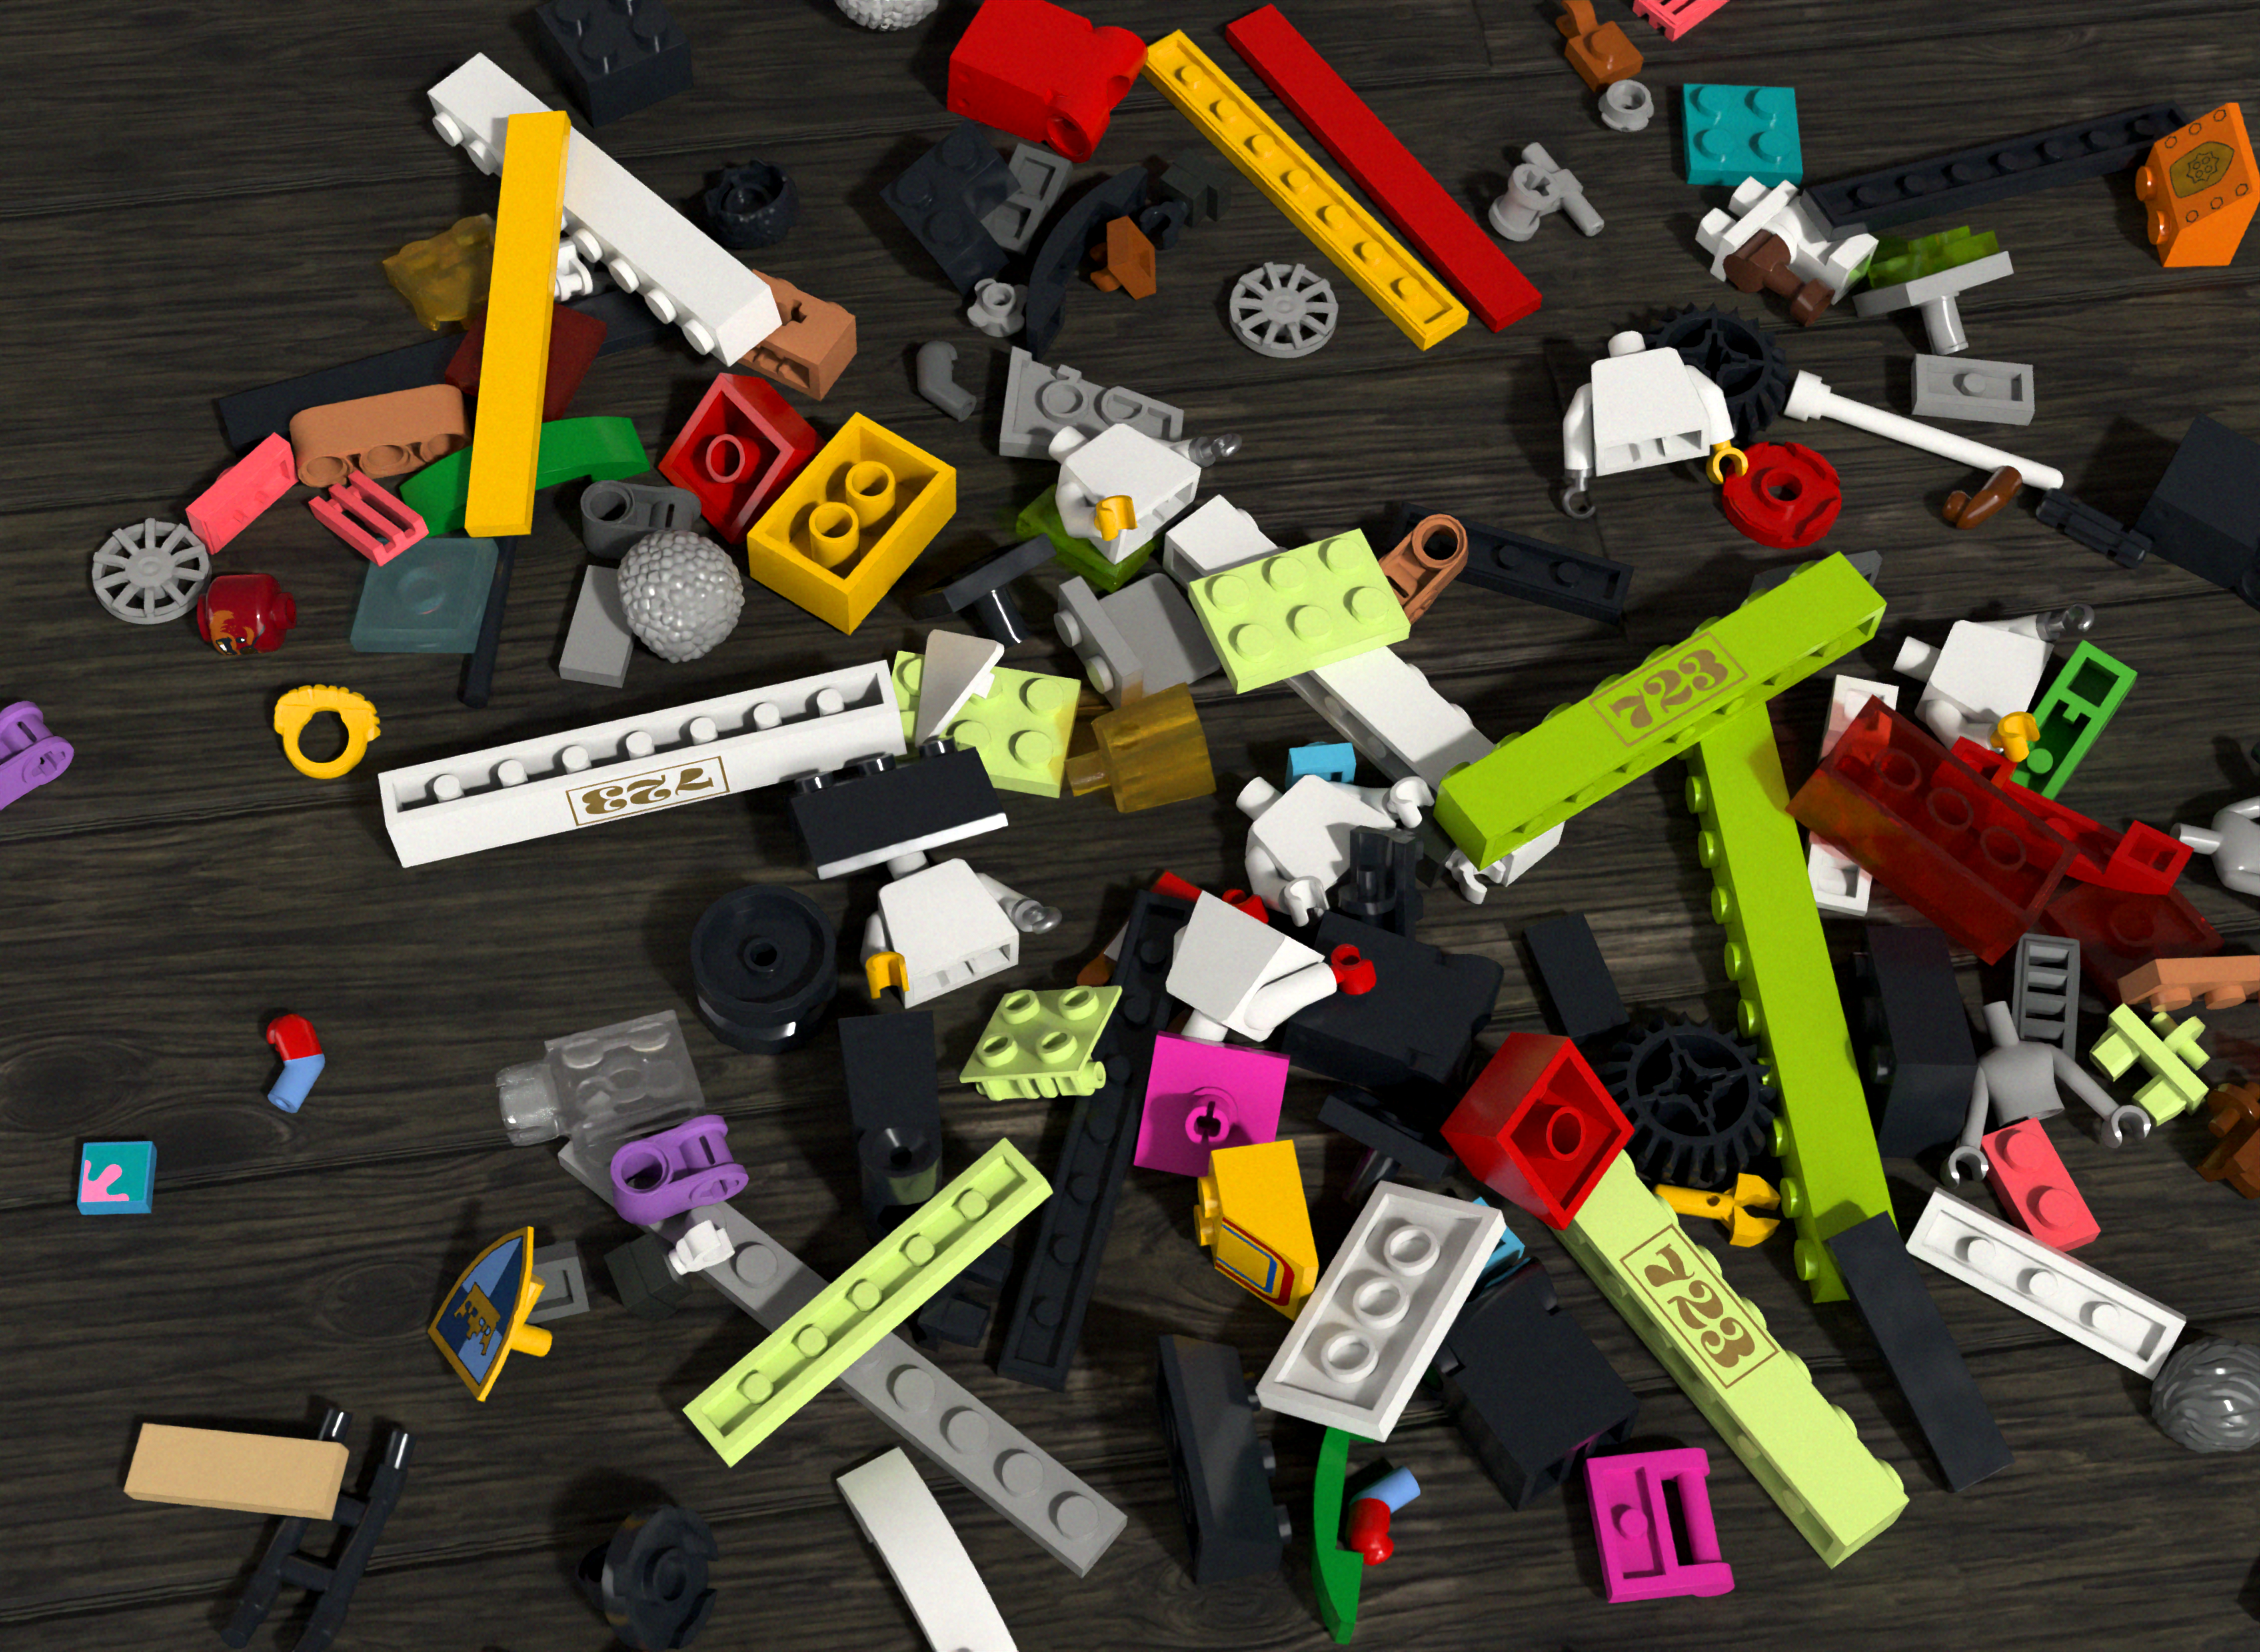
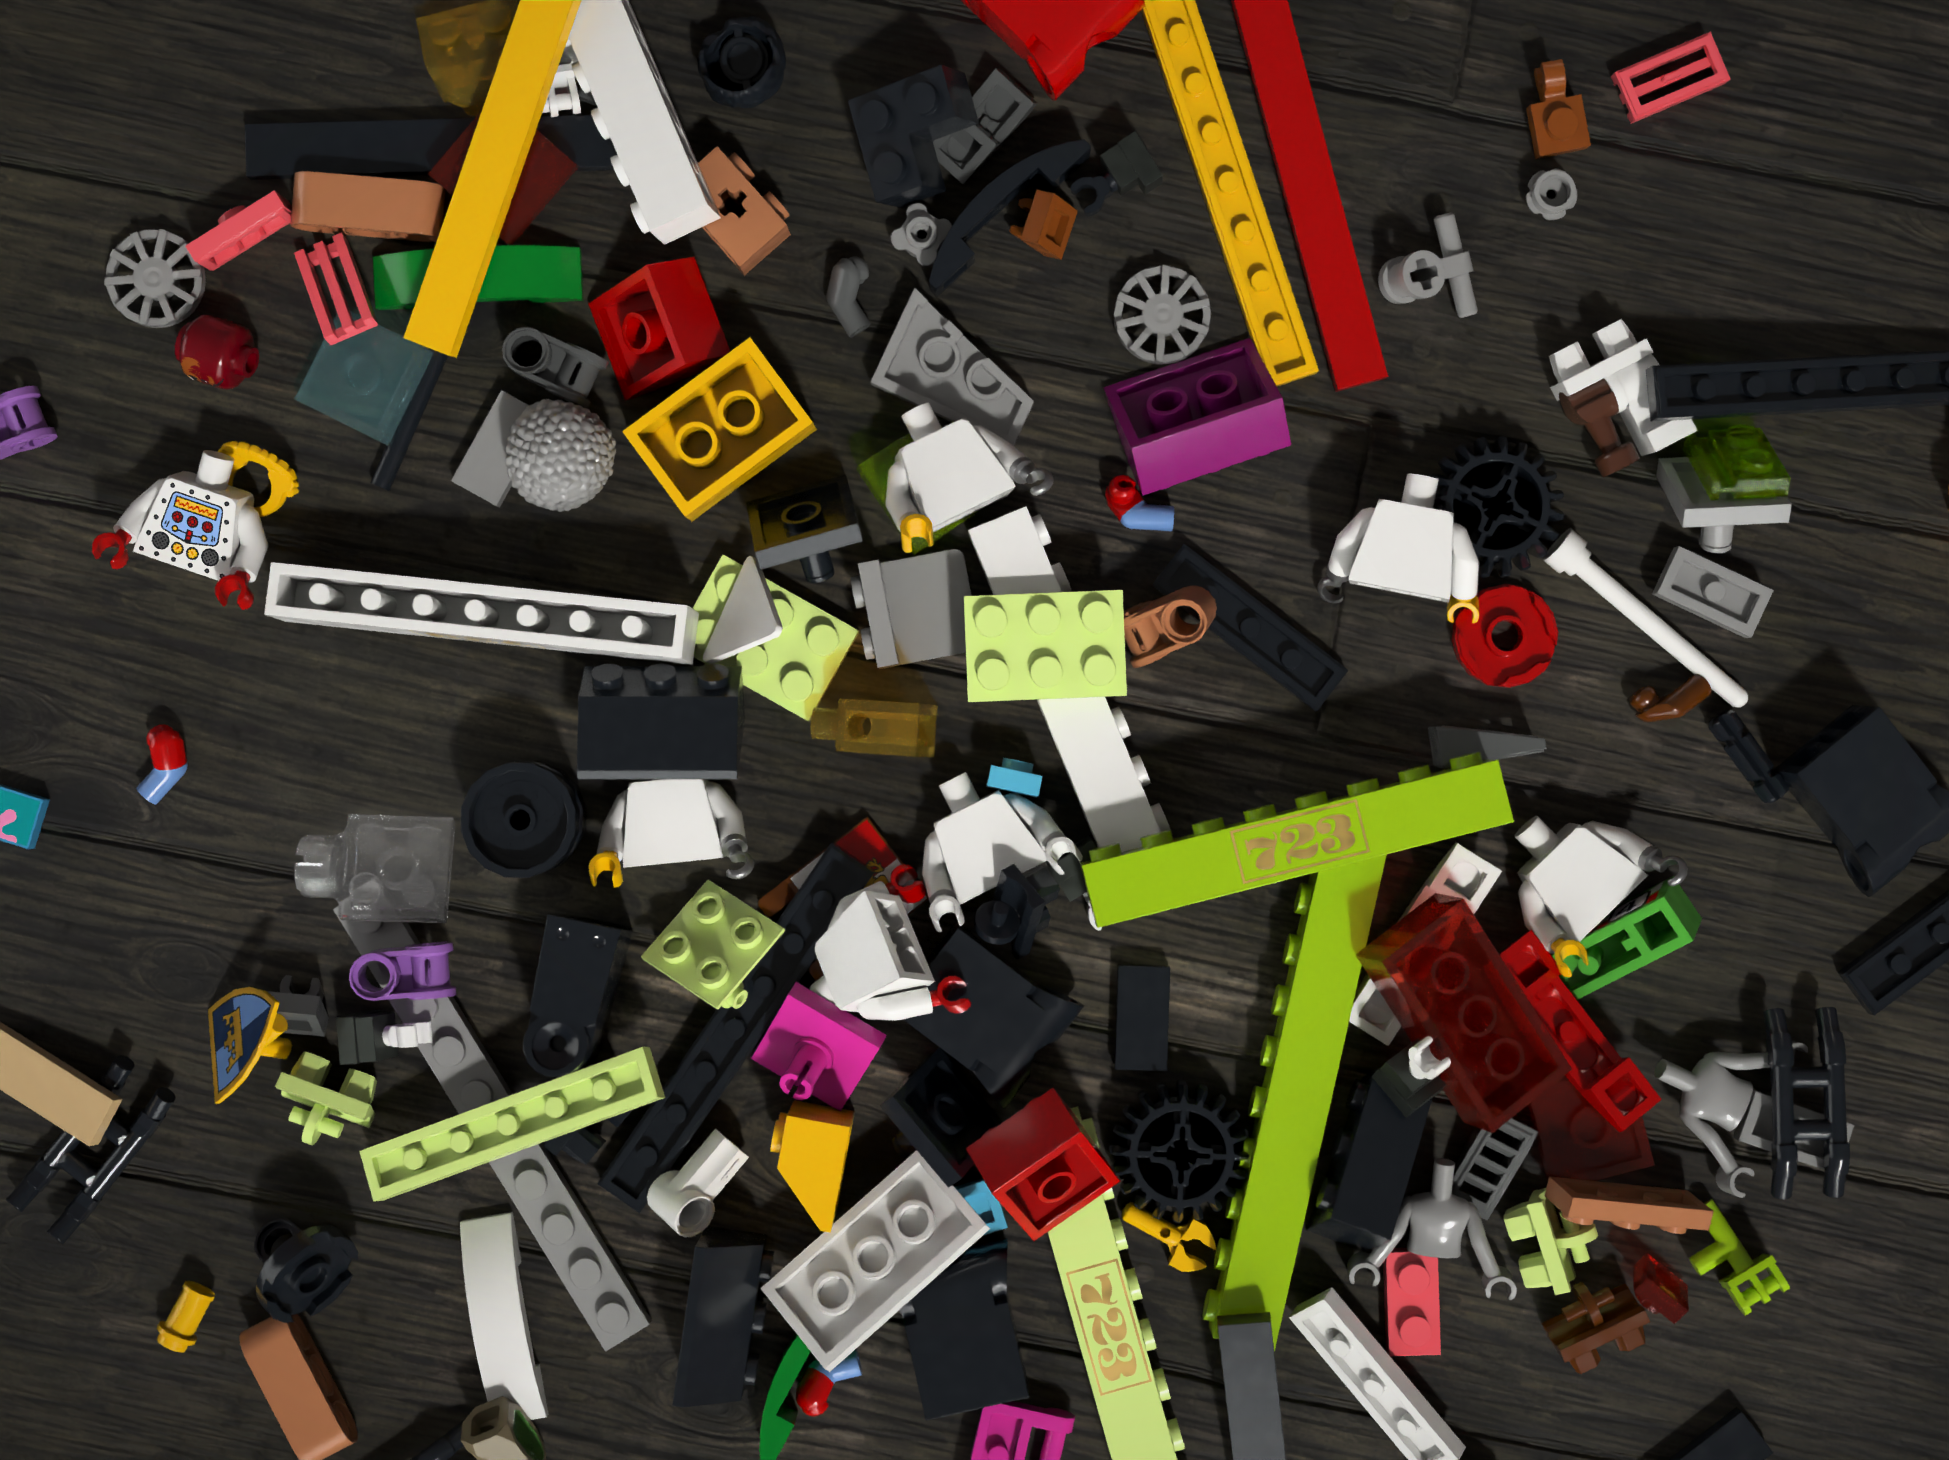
camera: 30 degrees right, 30 degrees up
(269, 783) = (195, 526): none -> white torso
(617, 1373) = (305, 1087): none -> yellowish green hips
(1123, 1330) = (687, 1195): none -> white piece
(1333, 490) = (1133, 510): none -> arm
(1366, 381) = (1198, 416): none -> magenta slope
(1740, 134) = (1641, 254): teal plate -> none
(1907, 898) = (1412, 1076): none -> pearl dark grey piece

